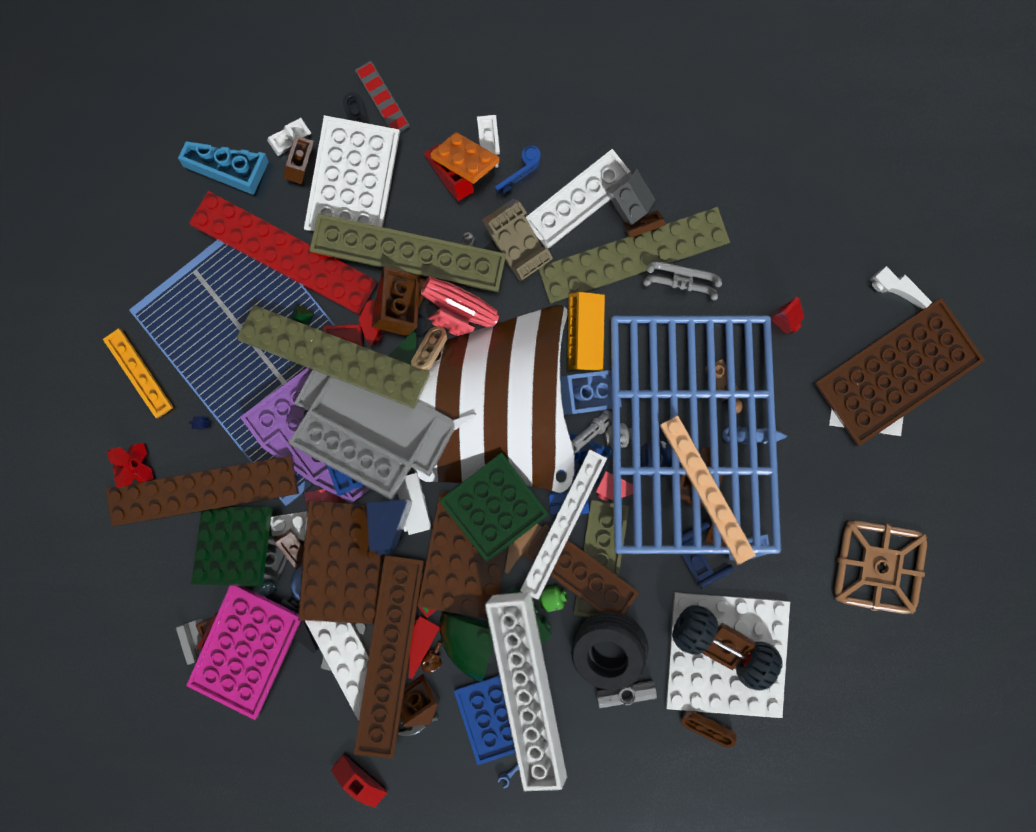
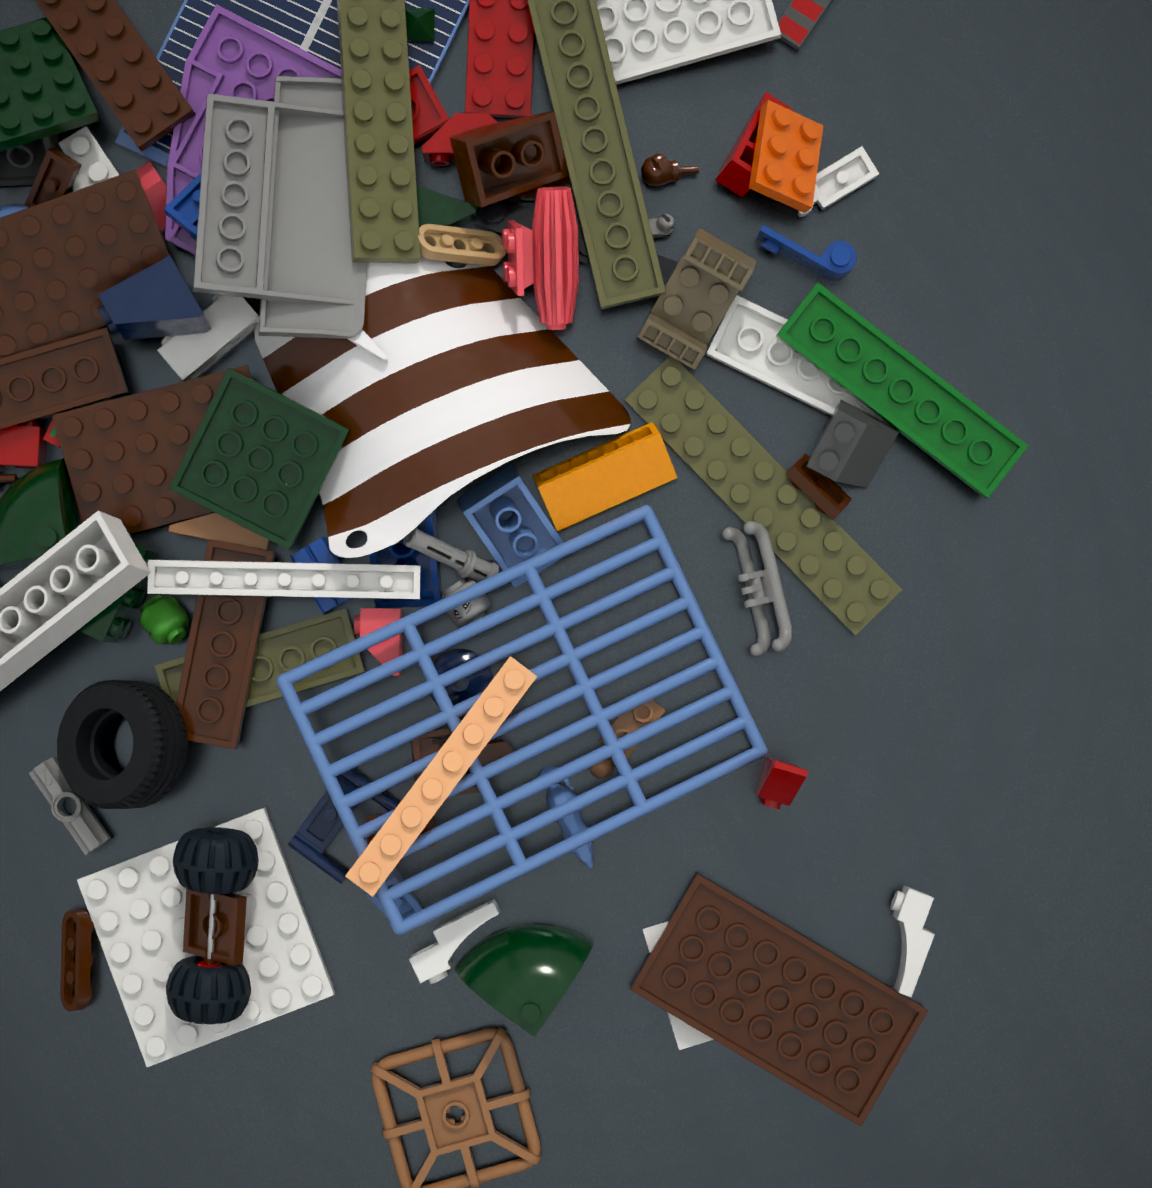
camera: 65 degrees right, 0 degrees up
(439, 226) = (659, 170): none -> reddish brown piece
(615, 156) = (902, 390): none -> green plate
(795, 540) = (435, 959): none -> white slope
(826, 495) = (525, 970): none -> dark green brick

